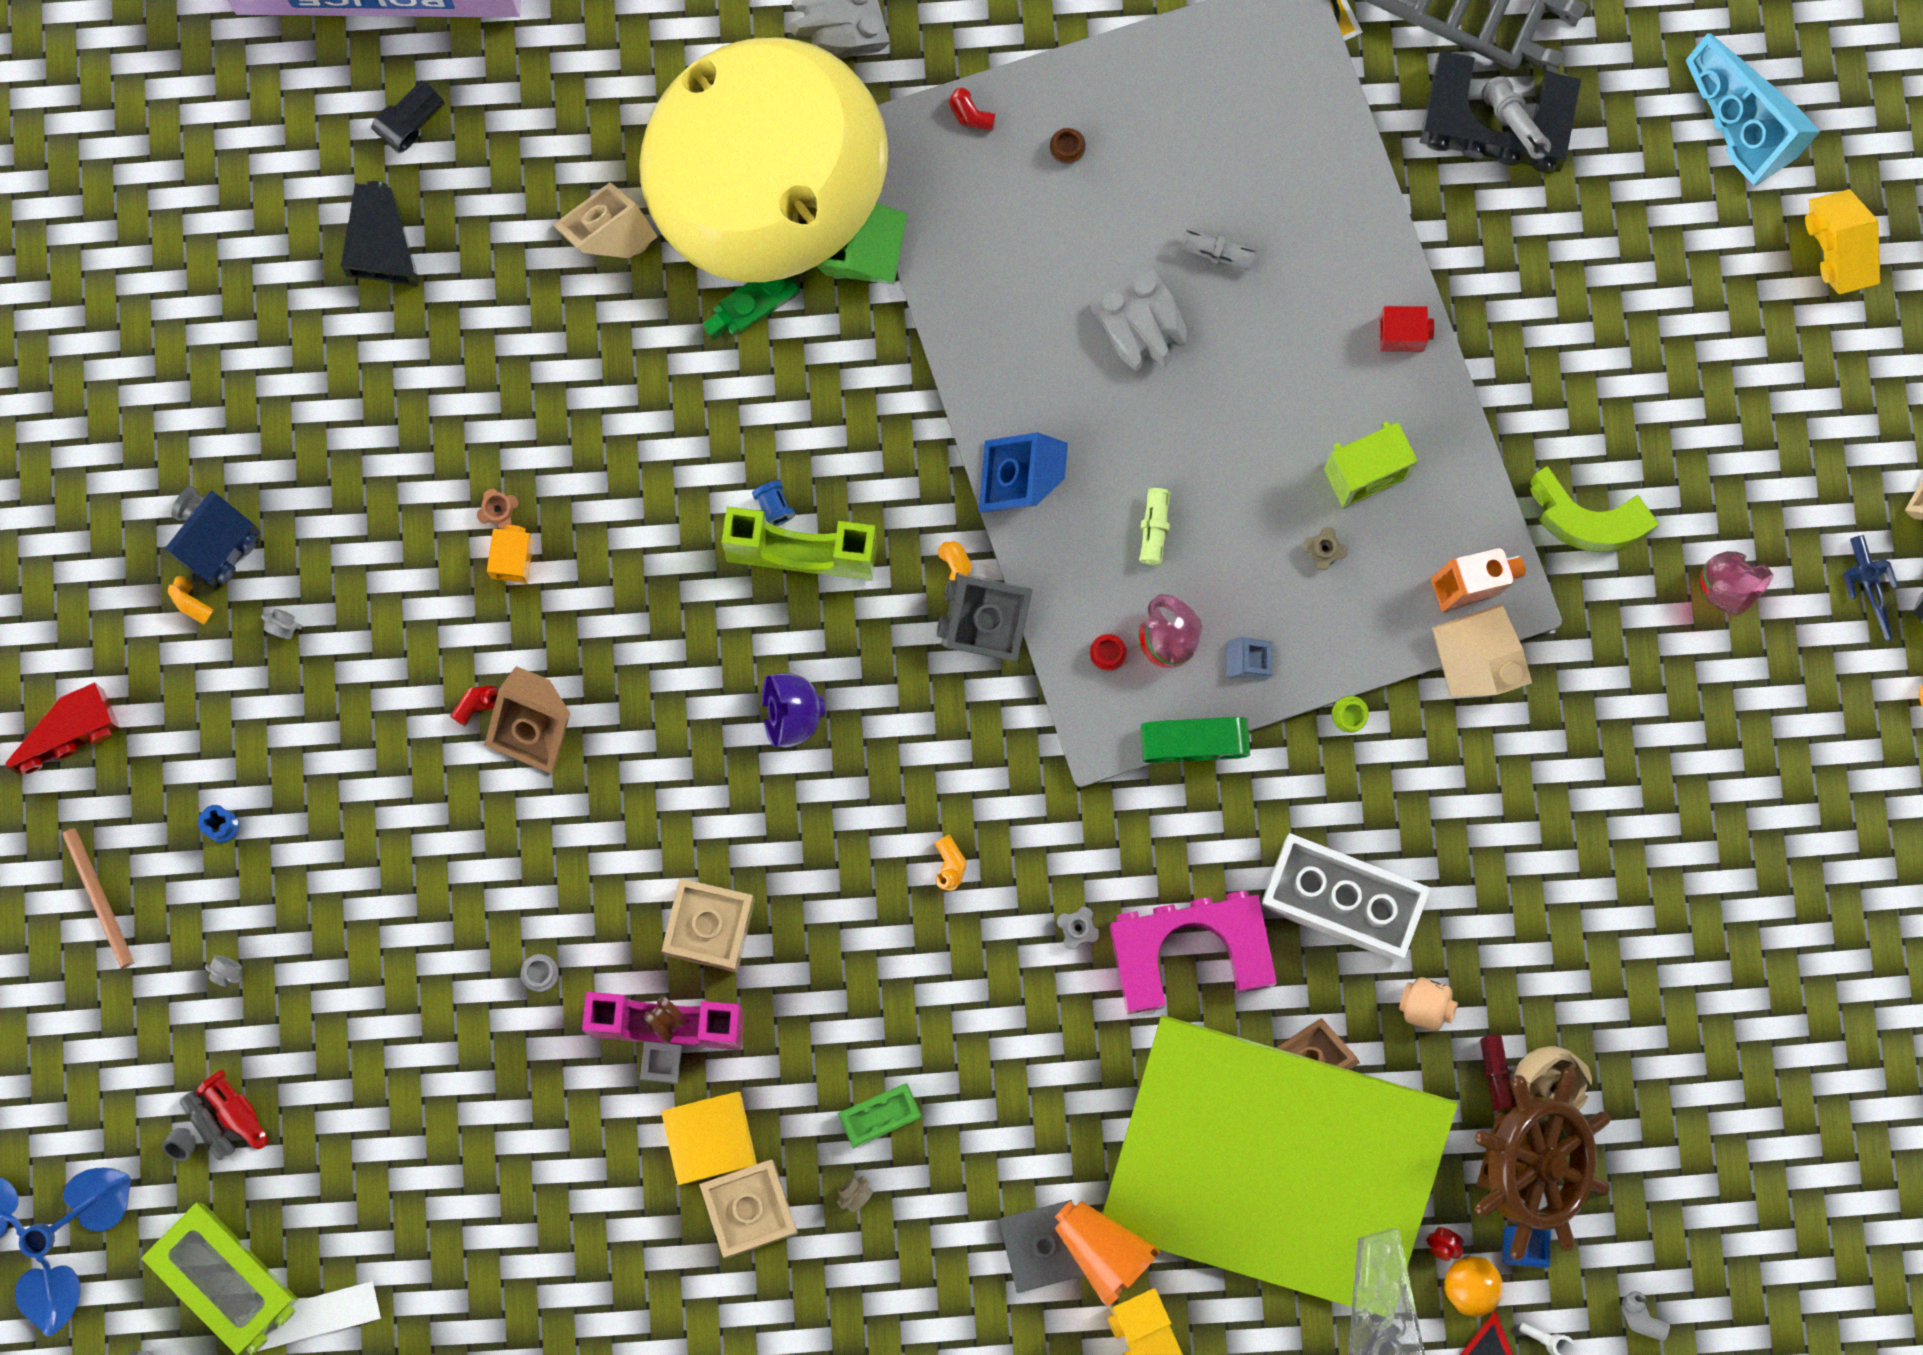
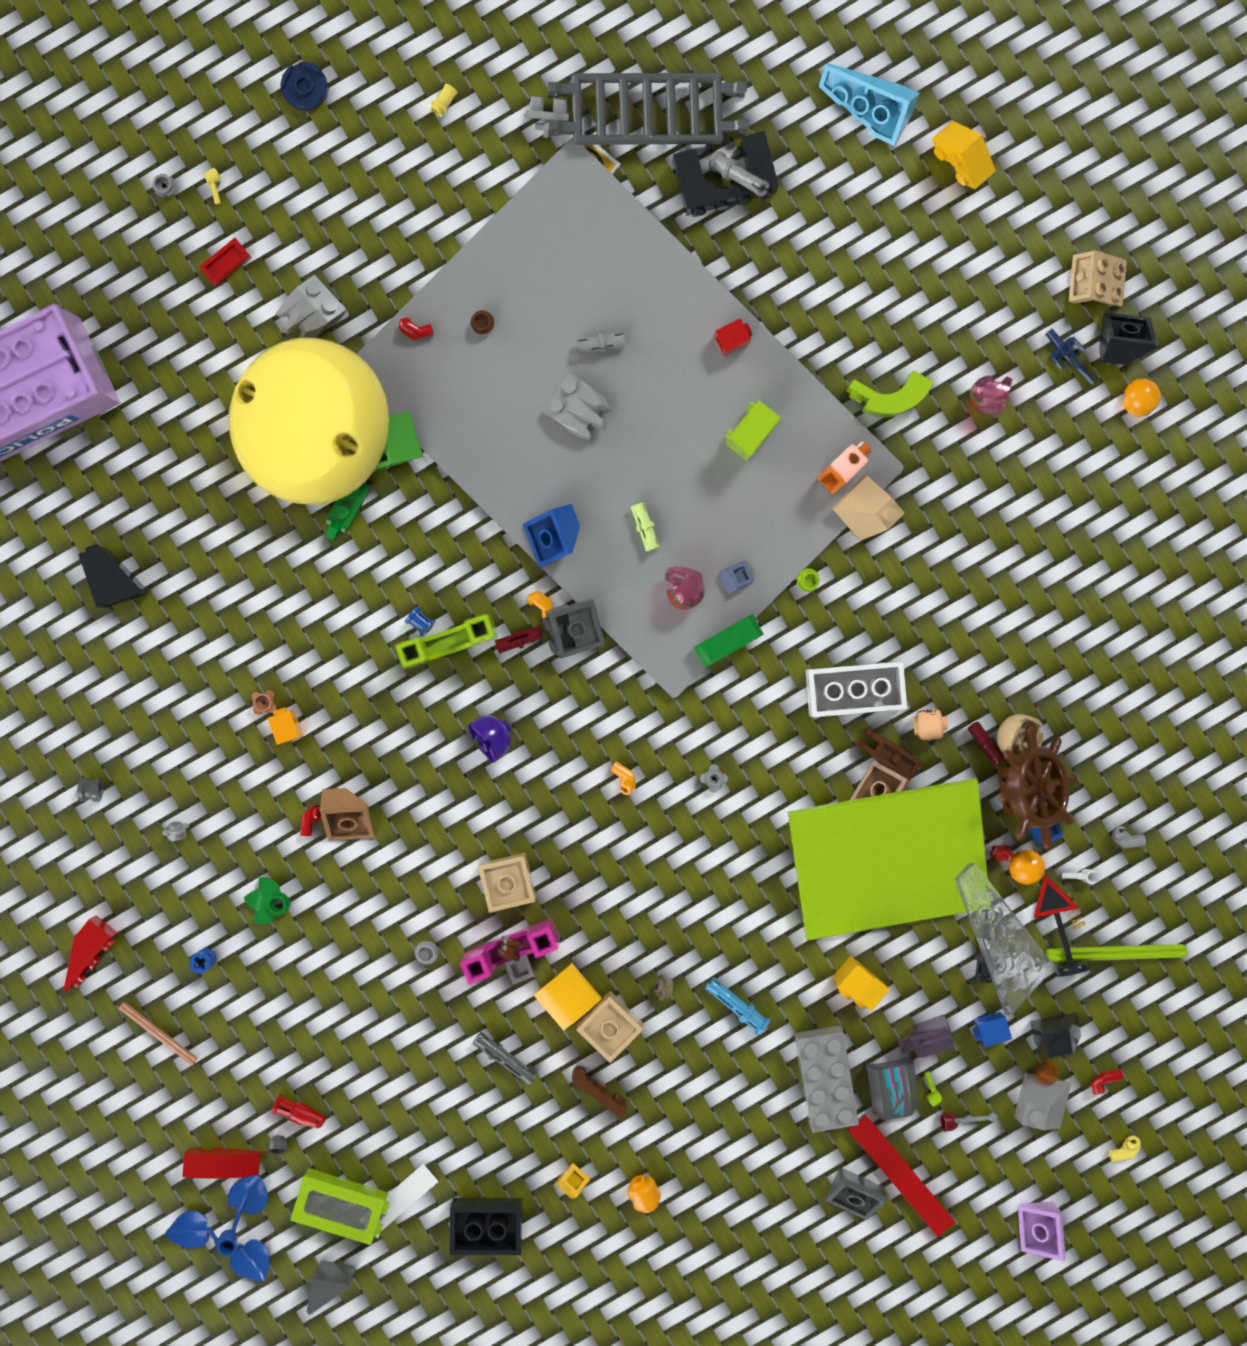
camera: 25 degrees left, 10 degrees up
(85, 1128) = (220, 1163): none -> red slope
(187, 604) = (109, 841): light orange arm -> none
(207, 1125) = (287, 1127): dark grey axle -> none
(213, 540) = (111, 804): dark blue slope -> none
(223, 971) = (250, 1039): light grey plate -> none
(350, 784) = (264, 901): none -> green plate
(401, 124) = (86, 502): black piece -> none
(571, 1182) = (504, 1058): none -> dark grey pin
(607, 225) = (238, 505): tan slope -> none
(683, 1297) = (599, 1091): none -> reddish brown plate
(880, 1115) = (655, 937): bright green plate -> none
(899, 596) = (519, 639): none -> dark red pin
(955, 1292) = (745, 1012): none -> dark azure pin
(1036, 1250) = (781, 962): dark grey plate -> none
(1103, 1249) = (817, 952): orange cone -> none
(1108, 652) = (654, 613): red plate -> none
(1235, 922) = (799, 731): dark pink arch -> none
(1314, 548) = (742, 492): dark tan plate -> none
(1350, 1019) = (891, 755): none -> reddish brown hinge

